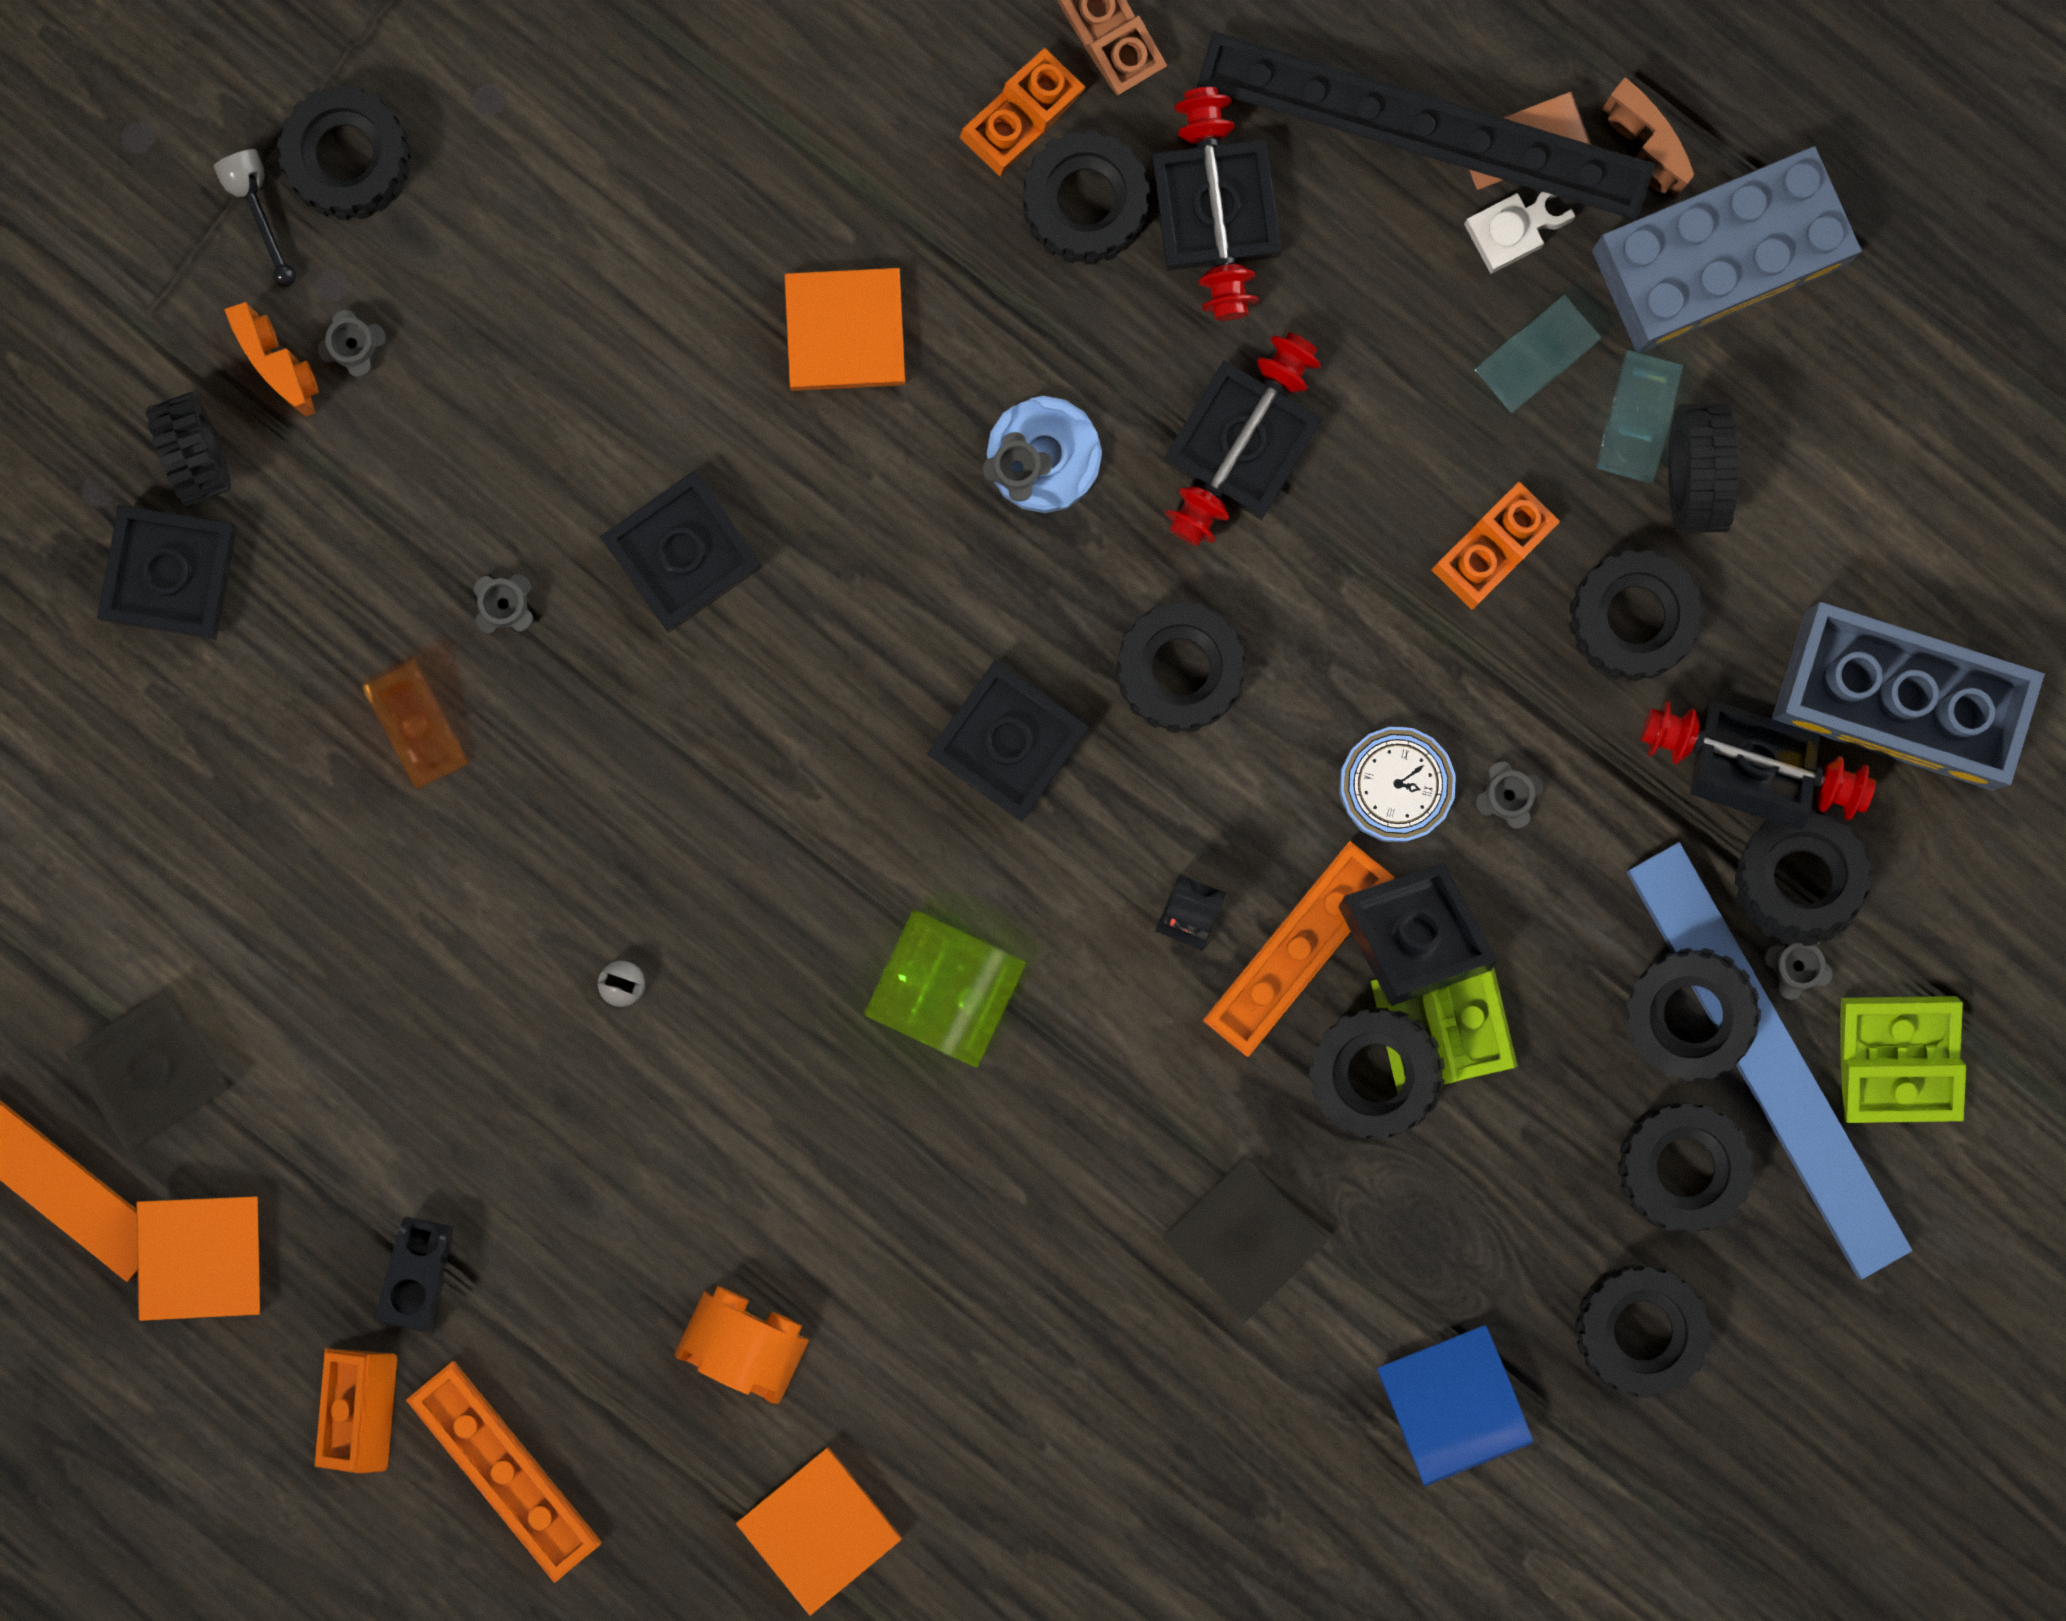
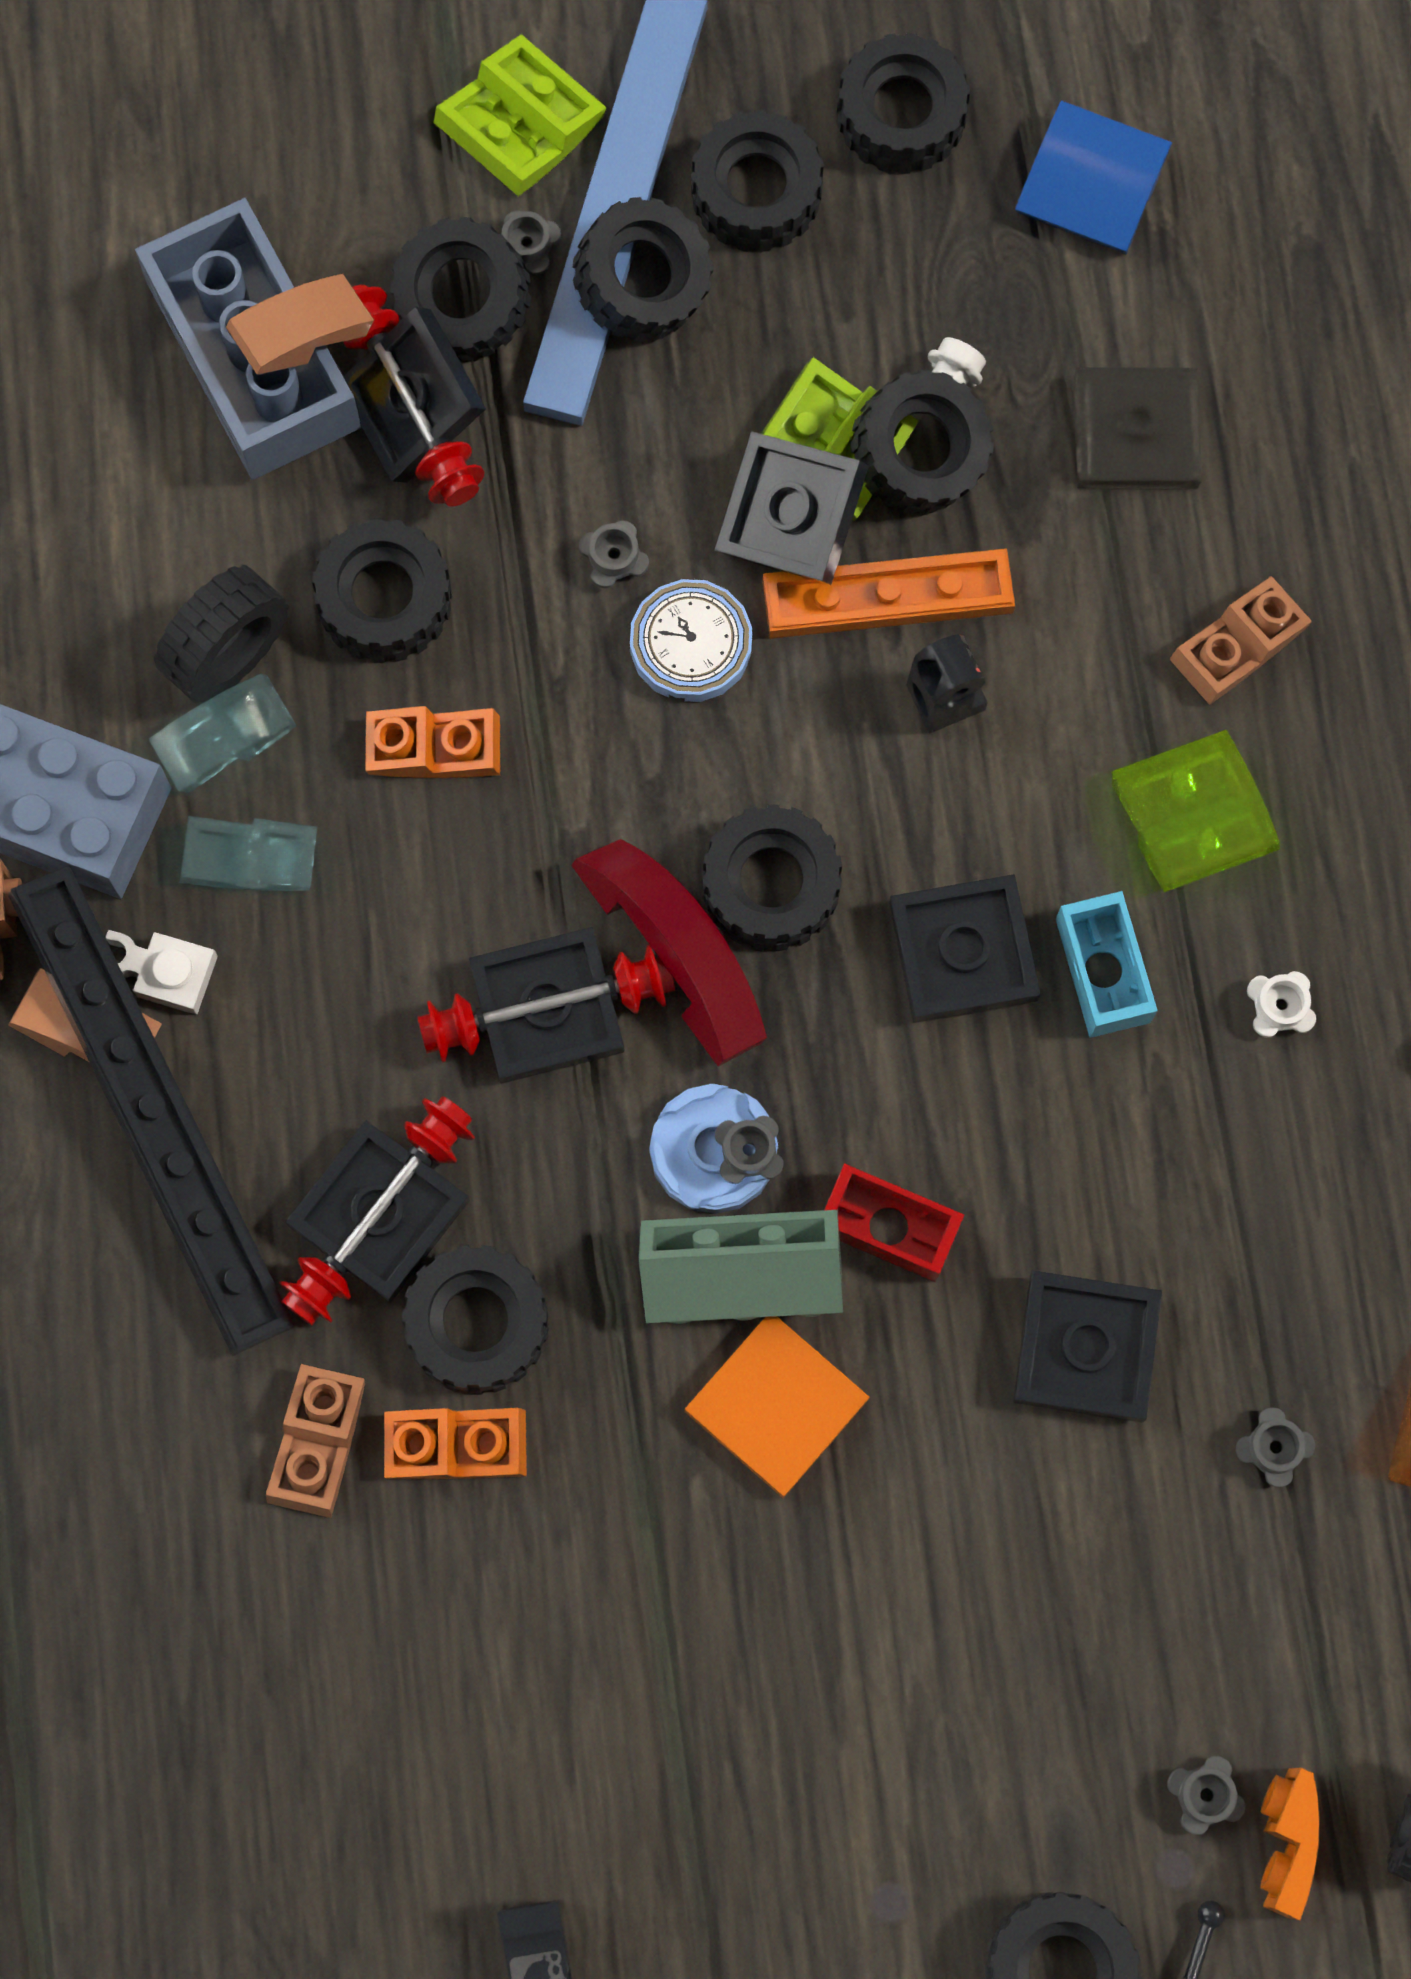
camera: 135 degrees left, 10 degrees down
(763, 891) = (1292, 989): none -> white plate
(879, 795) = (1106, 927): none -> medium azure piece
(912, 491) = (930, 1224): none -> red piece
(947, 382) = (741, 1266): none -> sand green brick
(1027, 1146) = (1240, 640): none -> nougat slope
(1196, 562) = (685, 940): none -> dark red slope
(1411, 1161) = (958, 360): none -> white plate
(1872, 721) = (295, 322): none -> nougat slope

